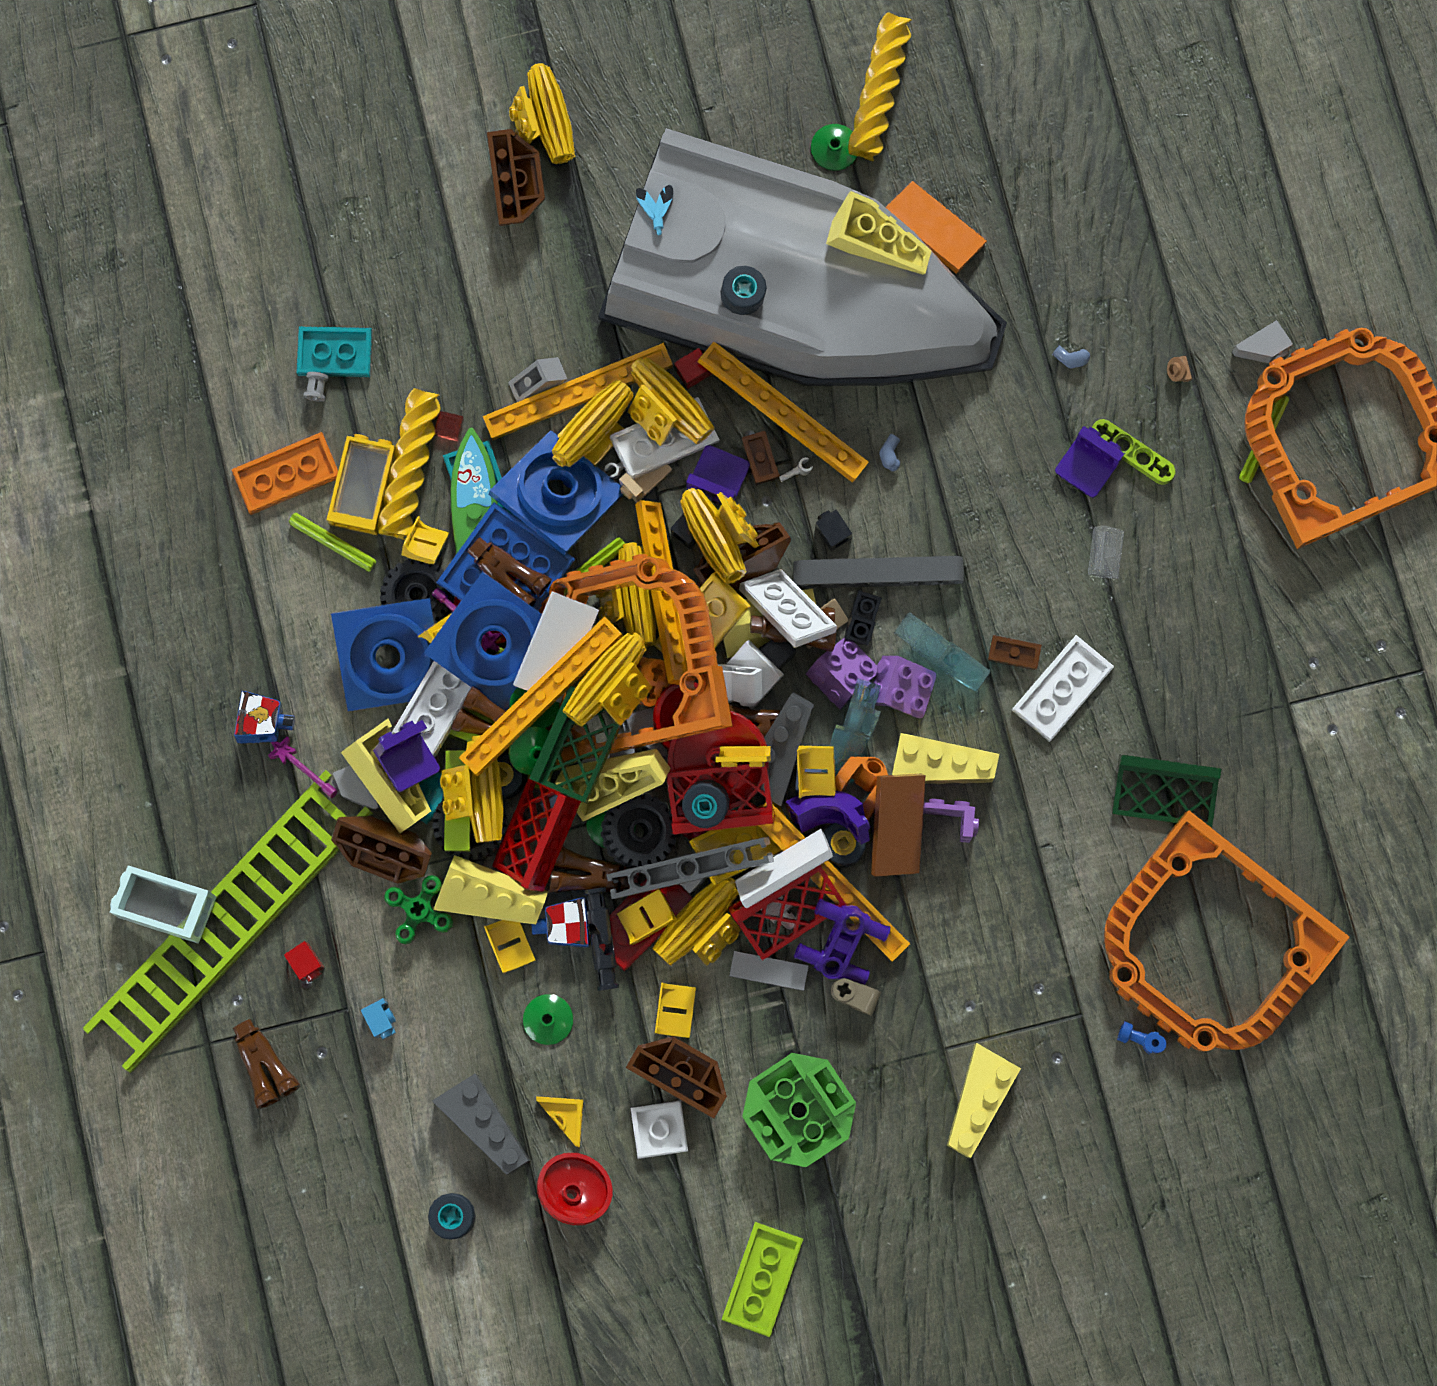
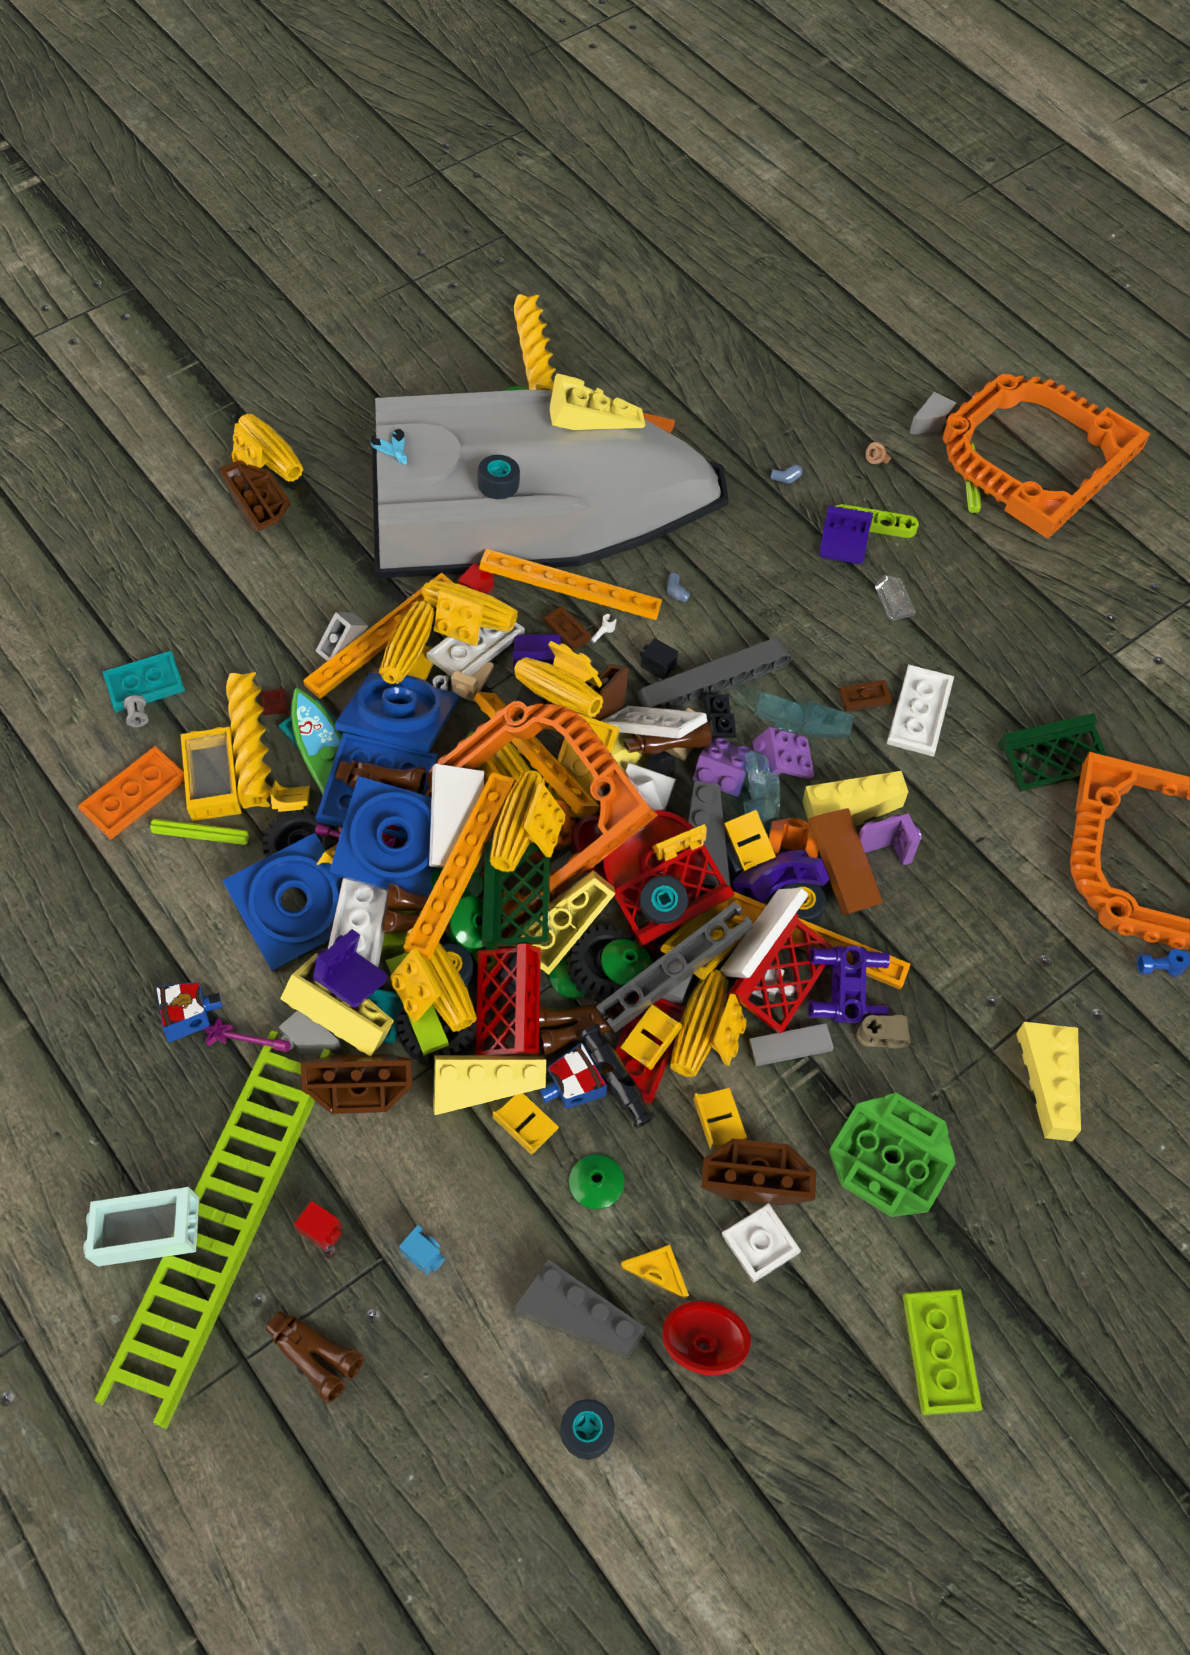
camera: 30 degrees left, 20 degrees down
(409, 906) = (421, 1116): green gear -> none
(644, 845) = (616, 964): none -> green dish

